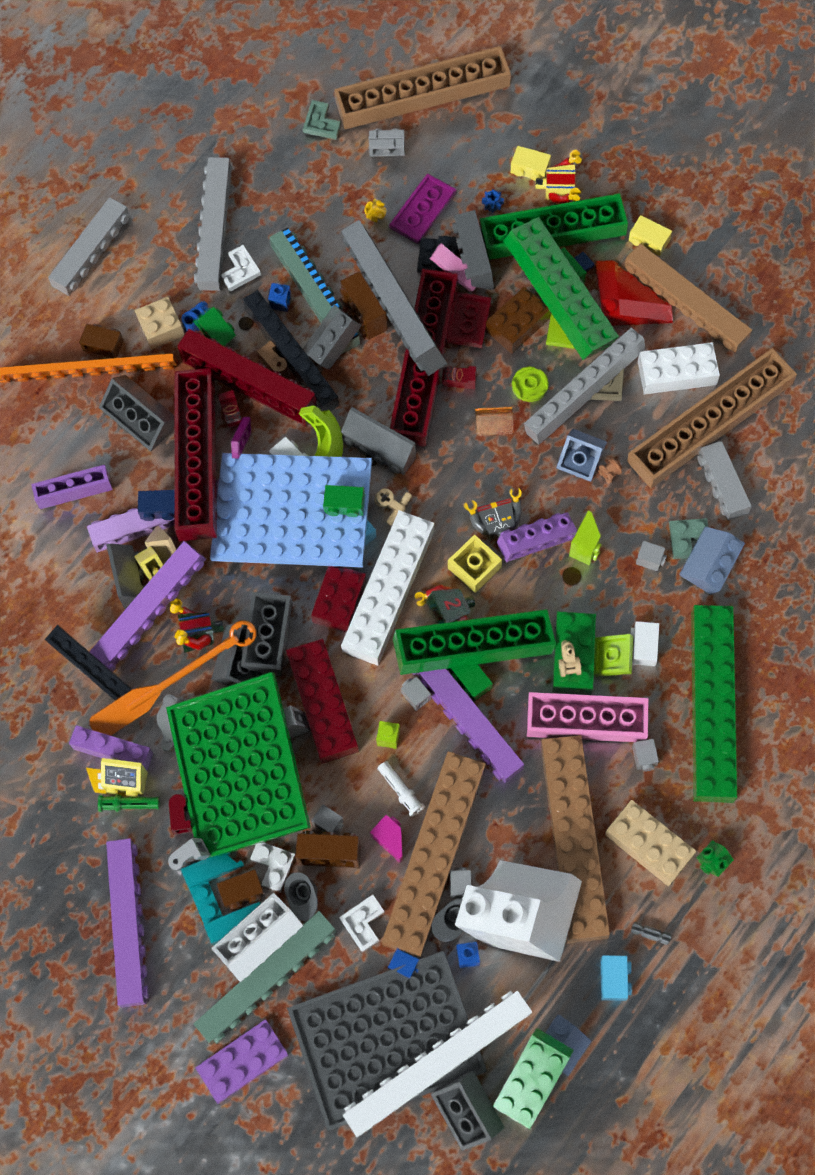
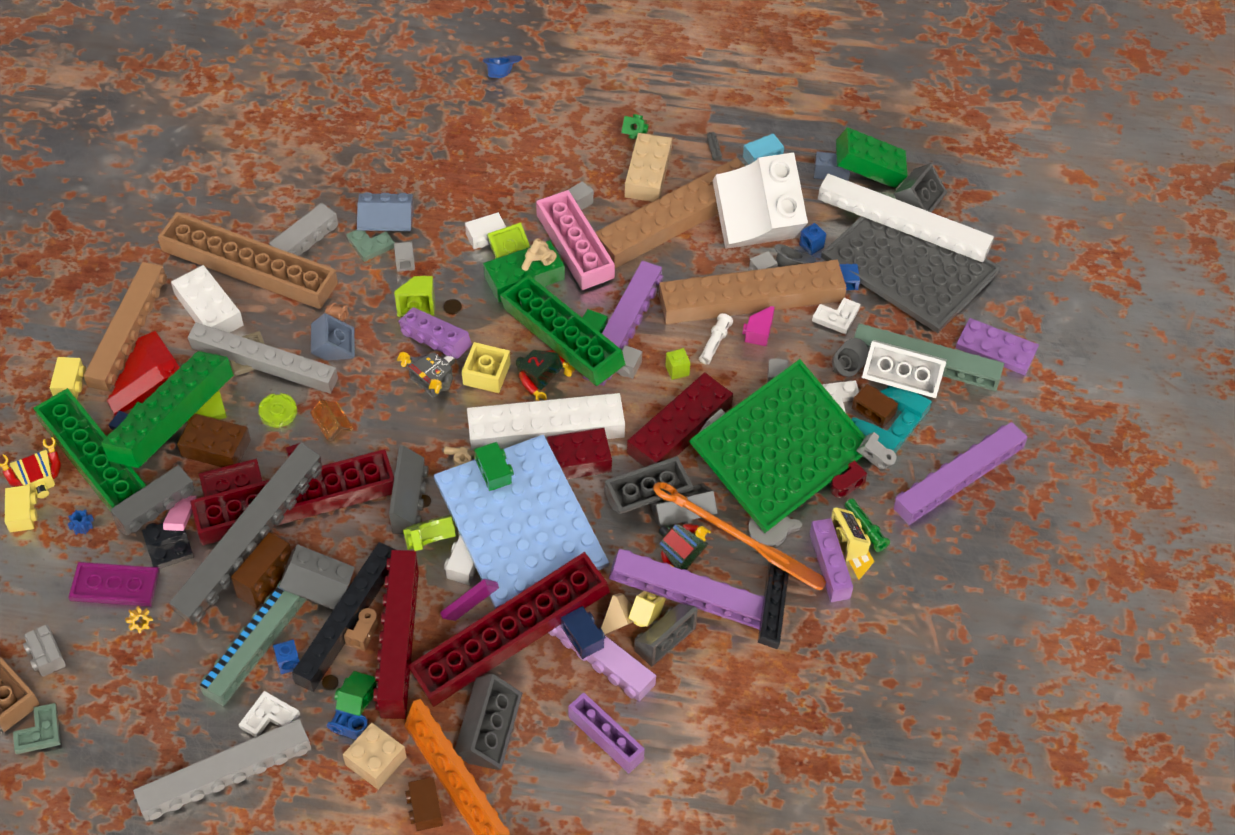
camera: 125 degrees left, 15 degrees down
(230, 408) = (442, 633): dark red leg -> none
(328, 849) = (797, 344): reddish brown brick -> none
(713, 704) = (508, 171): green brick -> none

